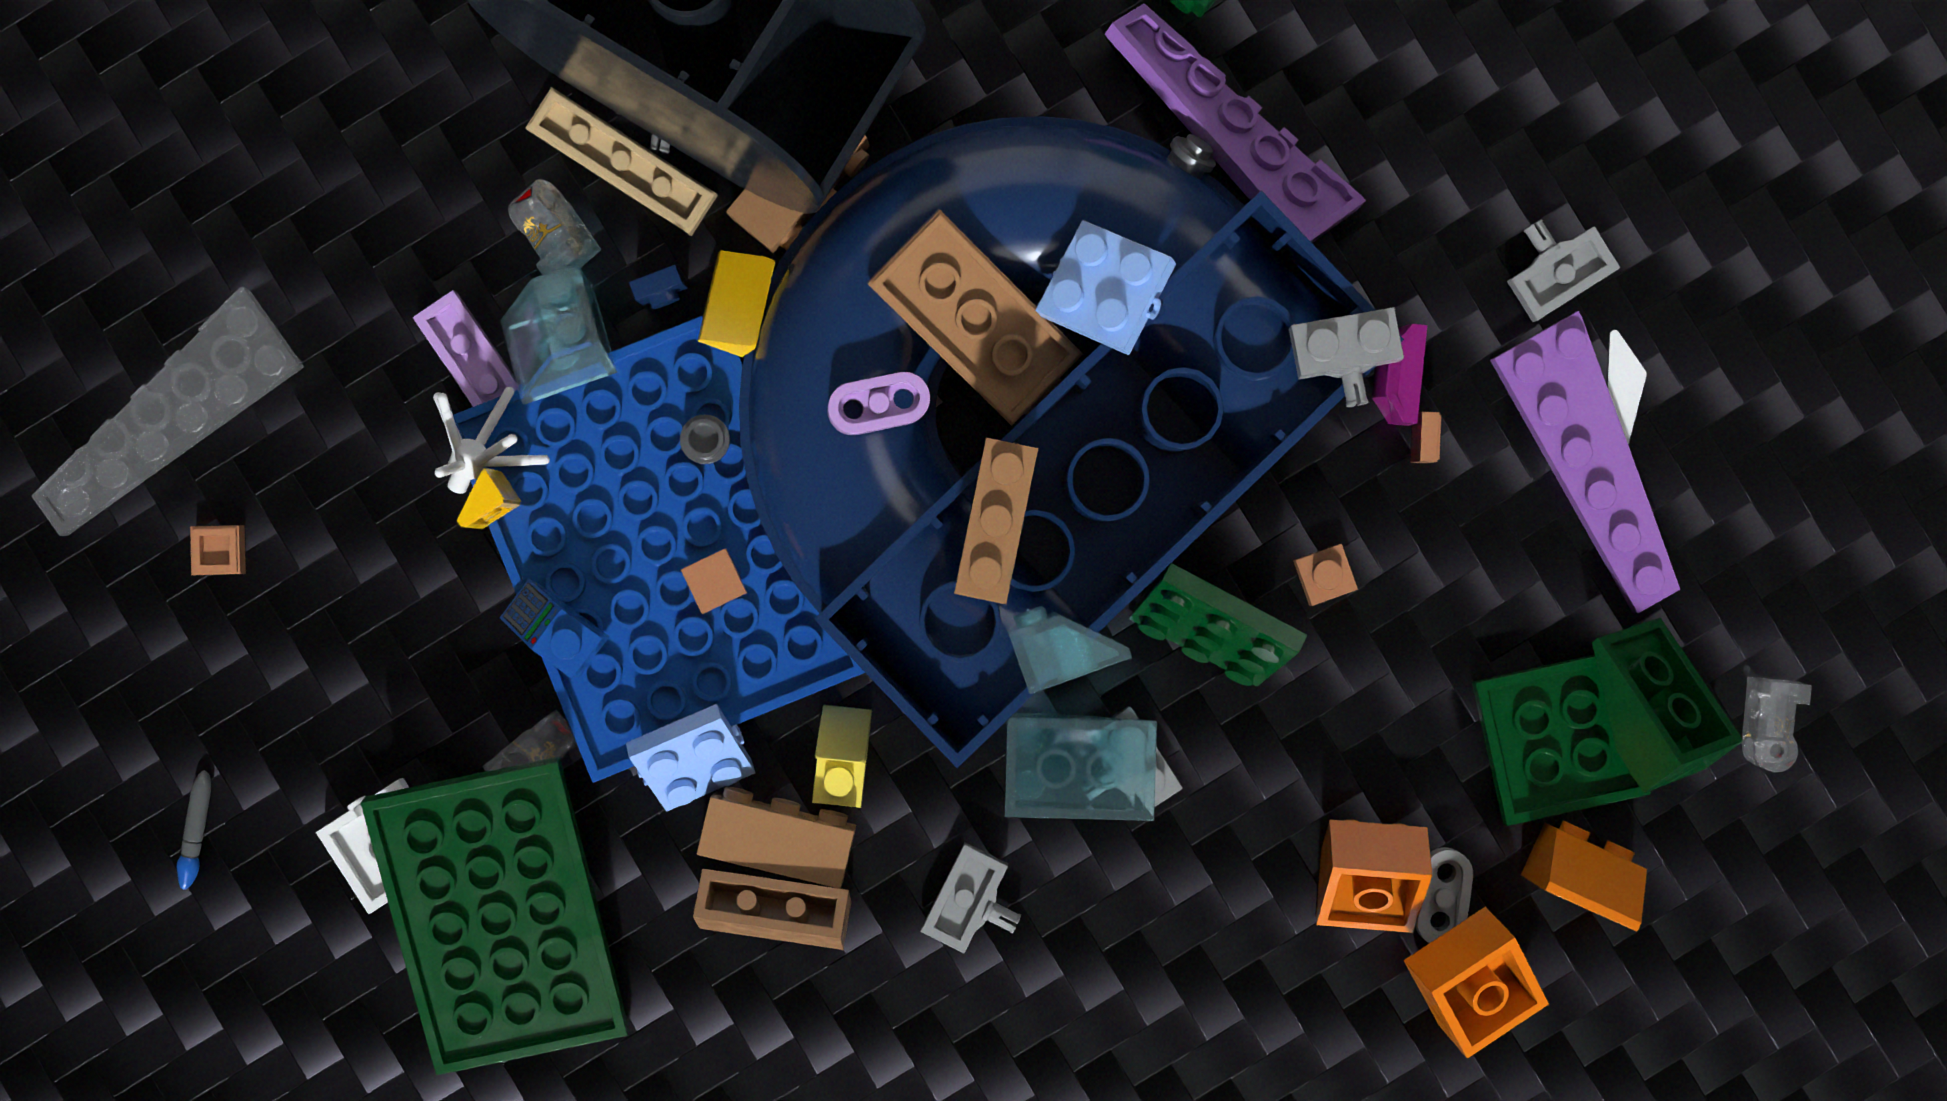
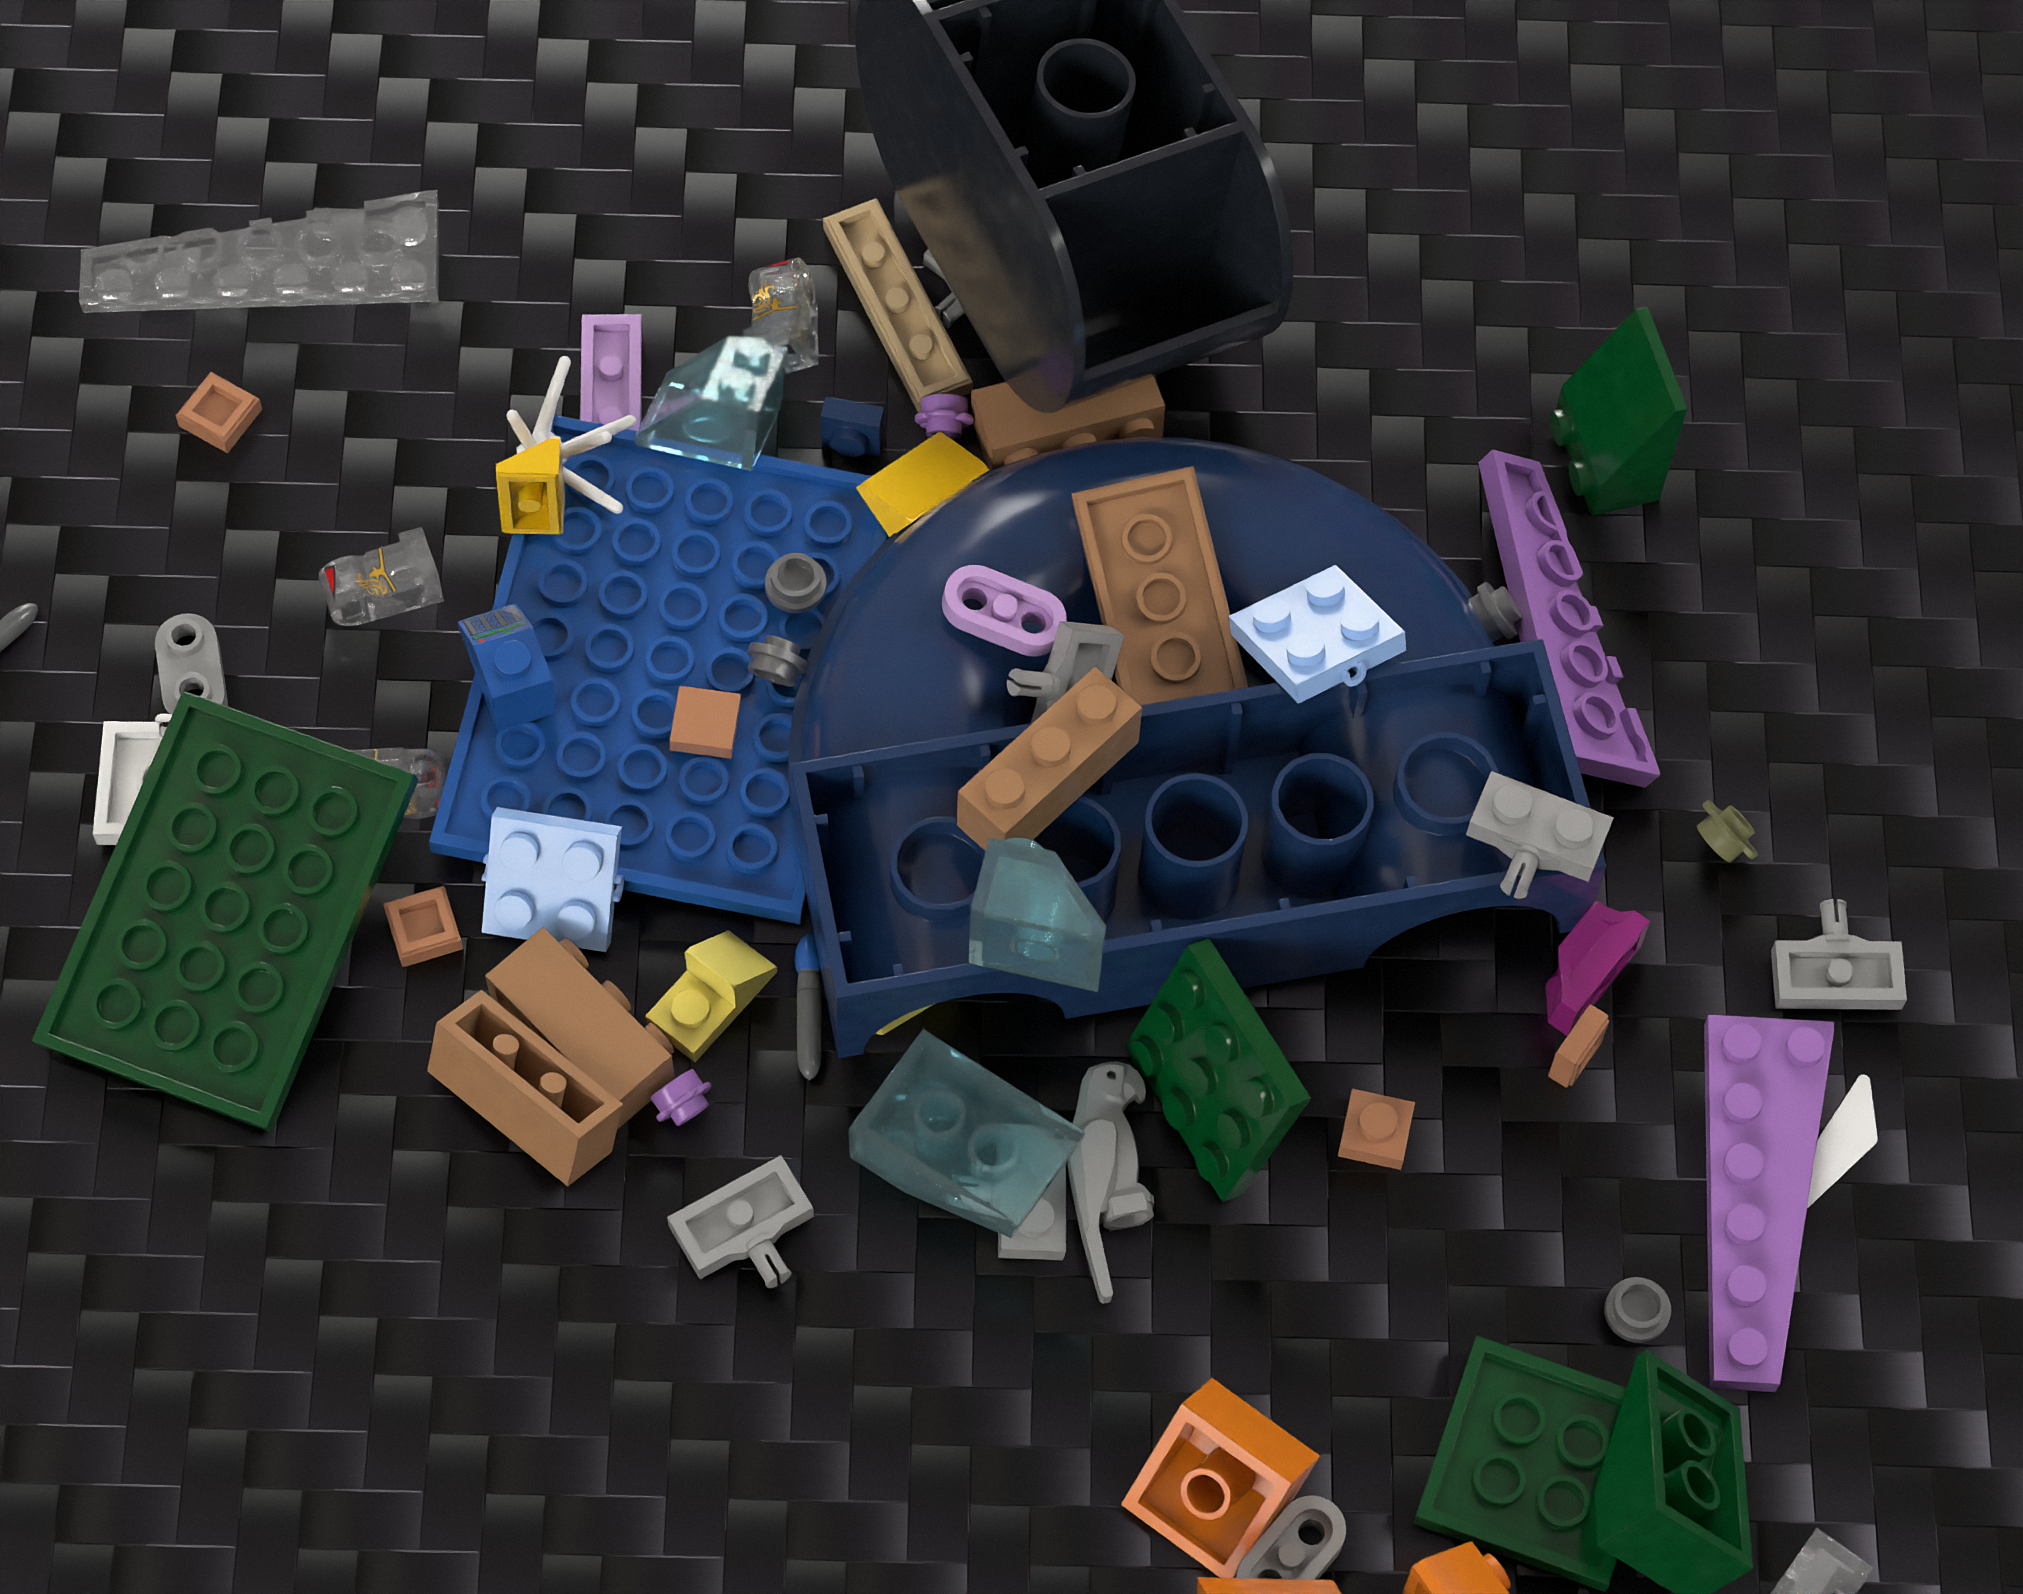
camera: 30 degrees right, 25 degrees down
(344, 749) = (191, 665): none -> light grey plate
(422, 608) = (382, 581): none -> clear leg
(624, 829) = (423, 926): none -> nougat tile
(714, 233) = (944, 414): none -> medium lavender plate
(733, 509) = (776, 660): none -> flat silver plate
(873, 842) = (681, 1098): none -> medium lavender plate
(927, 750) = (808, 1007): none -> dark grey piece
(956, 421) = (1073, 654): none -> light grey plate
(1179, 723) = (1106, 1163): none -> light grey animal
(1433, 215) = (1727, 832): none -> olive plate
(1562, 593) = (1637, 1309): none -> flat silver plate

